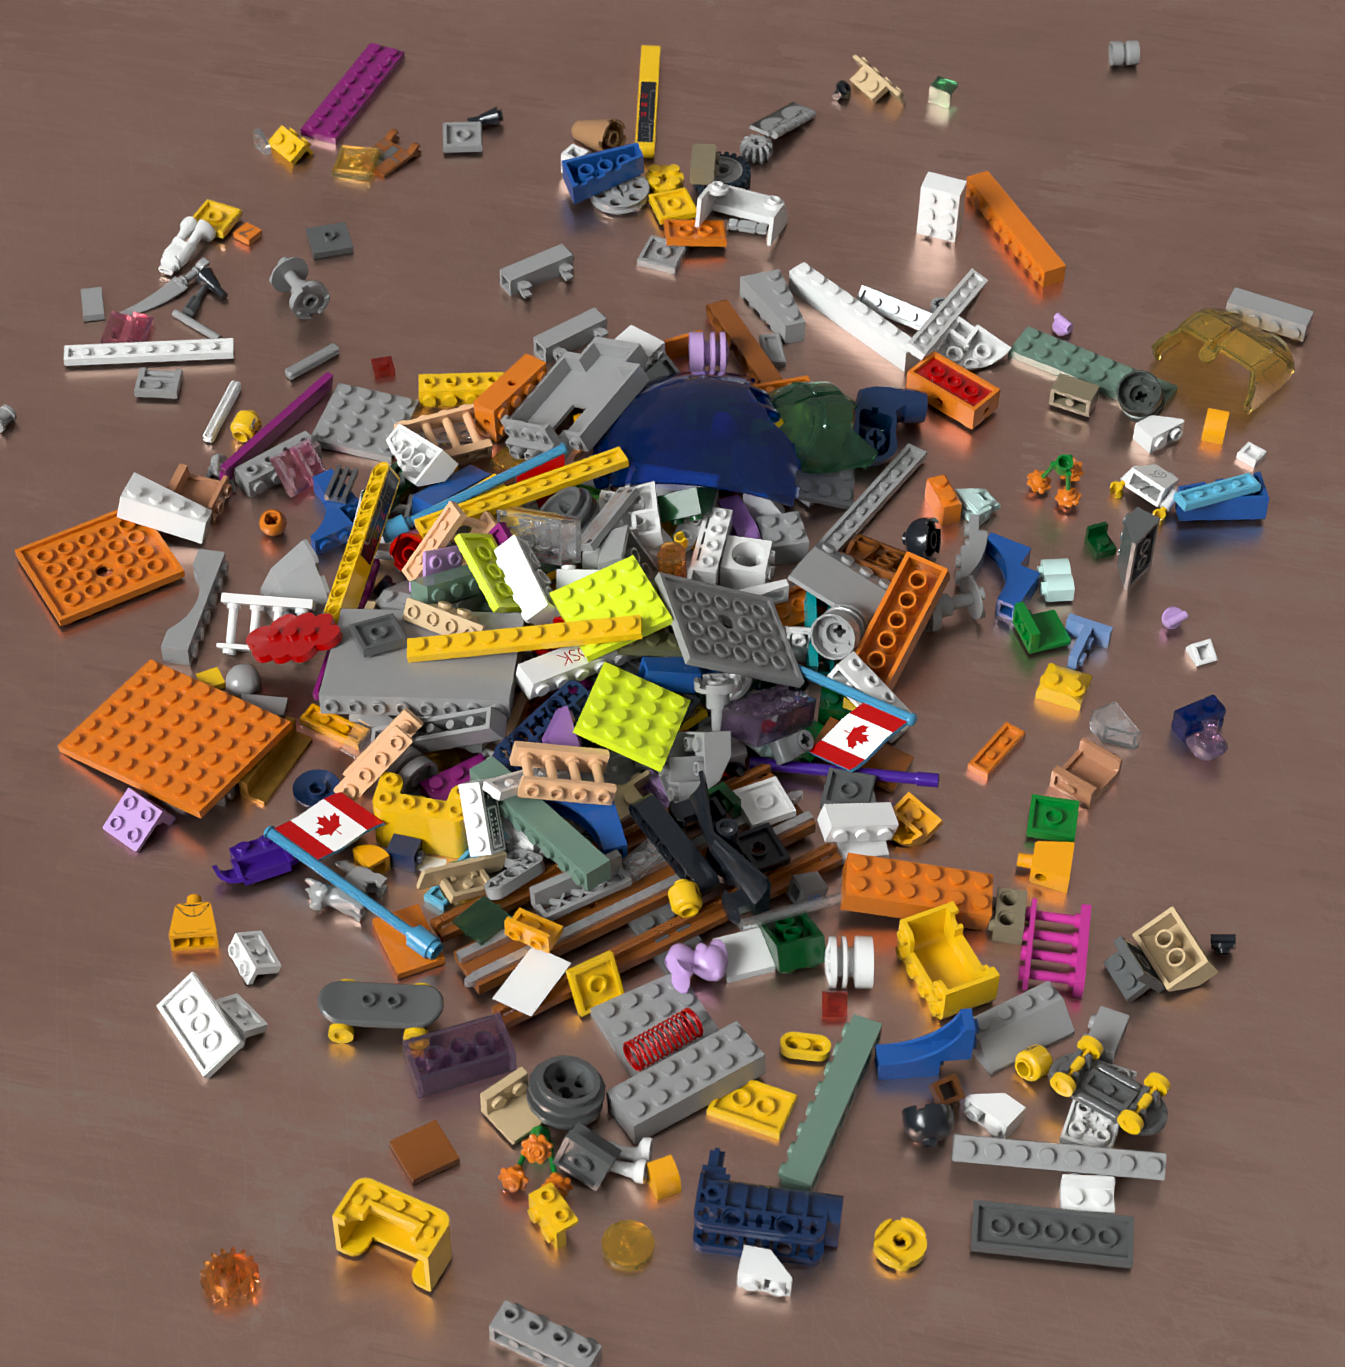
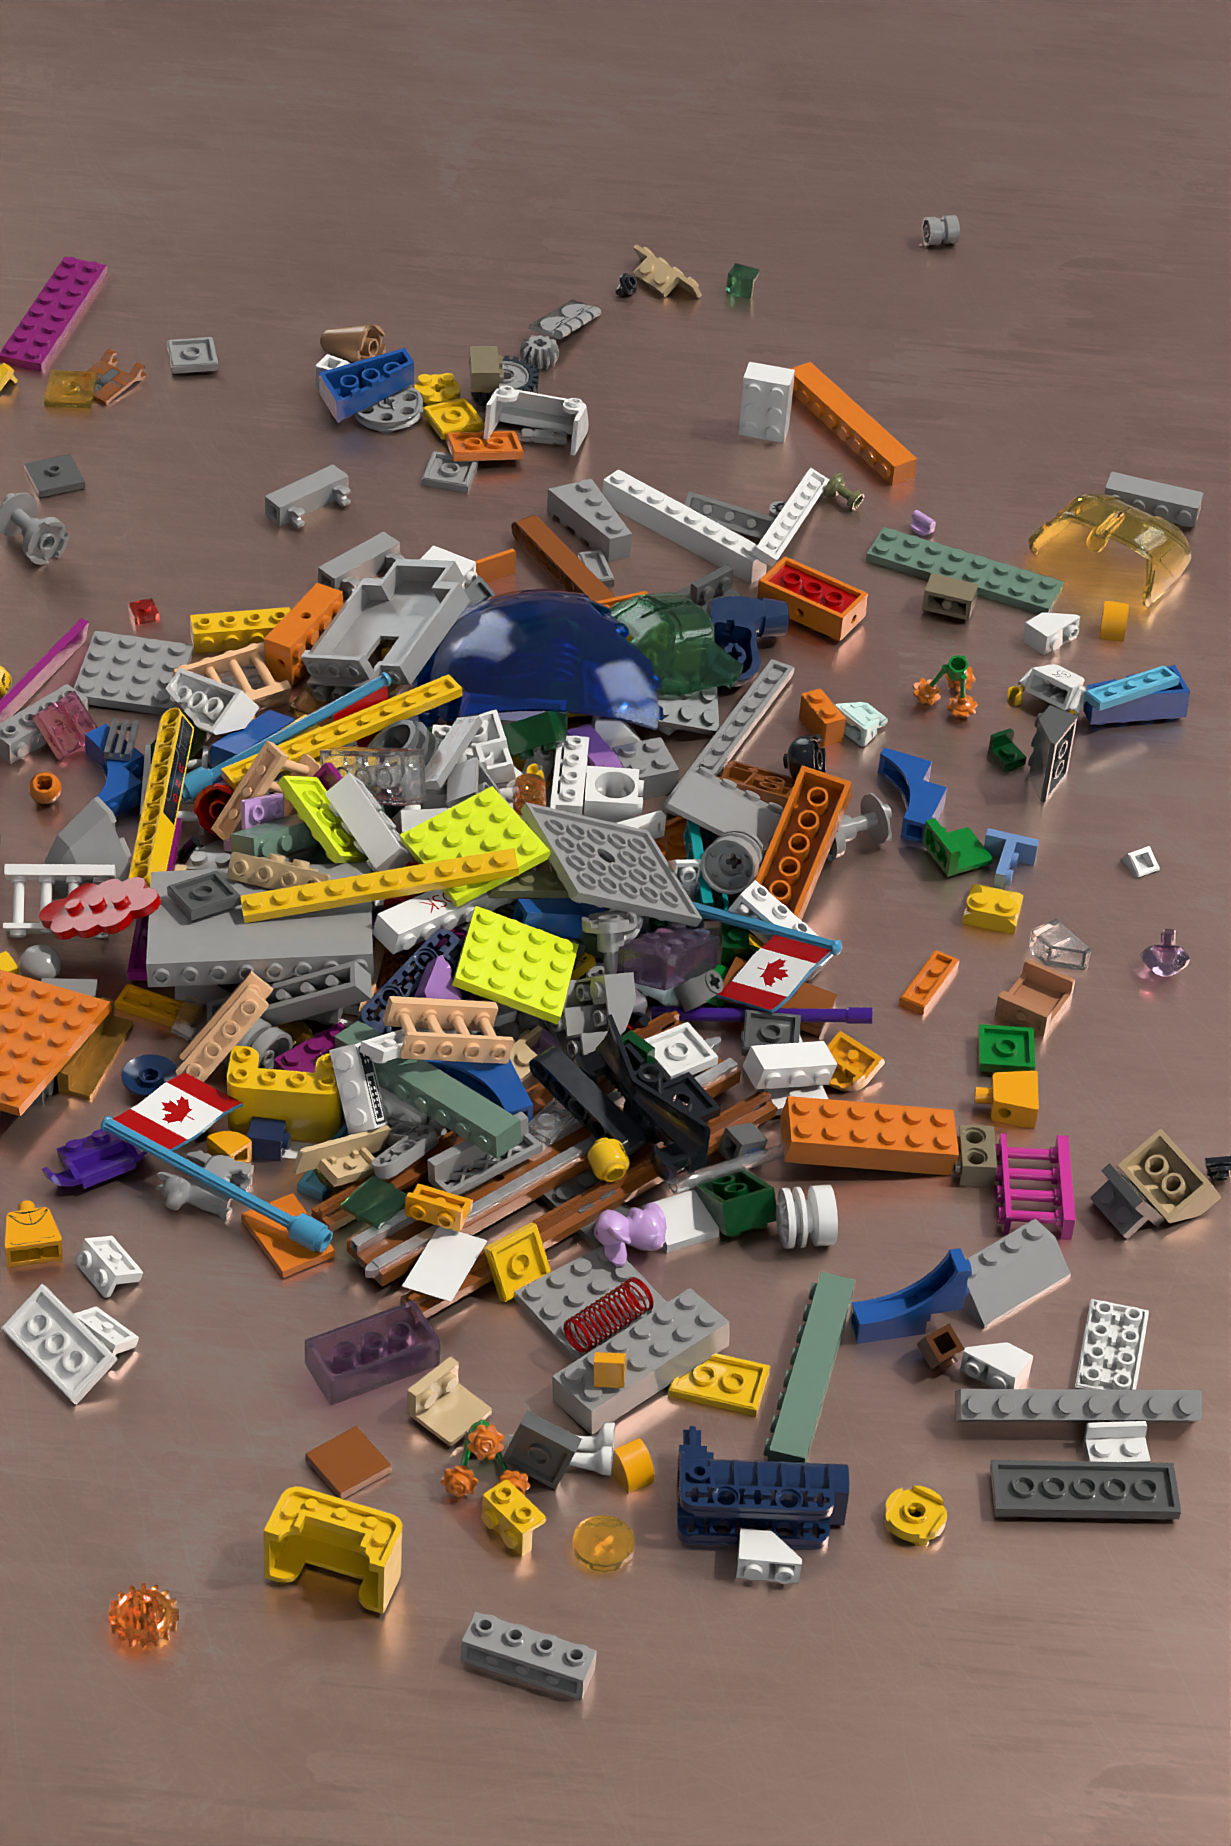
camera: 10 degrees left, 5 degrees down
(312, 361) = (58, 609): light grey axle -> none
(378, 1006) = (268, 1306): dark grey piece -> none
(490, 117) = (222, 332): black cone -> none
(574, 1095) = (505, 1381): dark grey wheel -> none
(648, 99) = (403, 301): beam -> none
(652, 1091) = (609, 1369): none -> light orange brick
(708, 353) = (524, 574): lavender wheel -> none
(805, 1045) = (769, 1313): yellow plate -> none
(834, 1004) = (795, 1264): clear red plate -> none
(865, 375) = (710, 587): none -> dark grey bracket
(929, 1123) = (925, 1383): black cylinder -> none
(944, 962) = (912, 1210): yellow windscreen -> none
(970, 346) = (824, 550): white brick -> none
(972, 552) = (864, 769): light grey slope -> none
(992, 286) = (837, 486): none -> olive piece
(1033, 1062) = (1032, 1309): yellow head -> none
(1056, 580) = (965, 795): light aqua brick -> none
(1109, 1029) = (1107, 1273): light grey brick -> none
(1110, 1092) = (1123, 1331): dark grey piece -> none
(1139, 385) = (1025, 580): pearl dark grey wheel -> none
(1173, 617) = (1103, 826): lavender plate -> none
(1193, 716) = (1147, 929): clear blue brick -> none
(1251, 454) = (1158, 650): white tile -> none

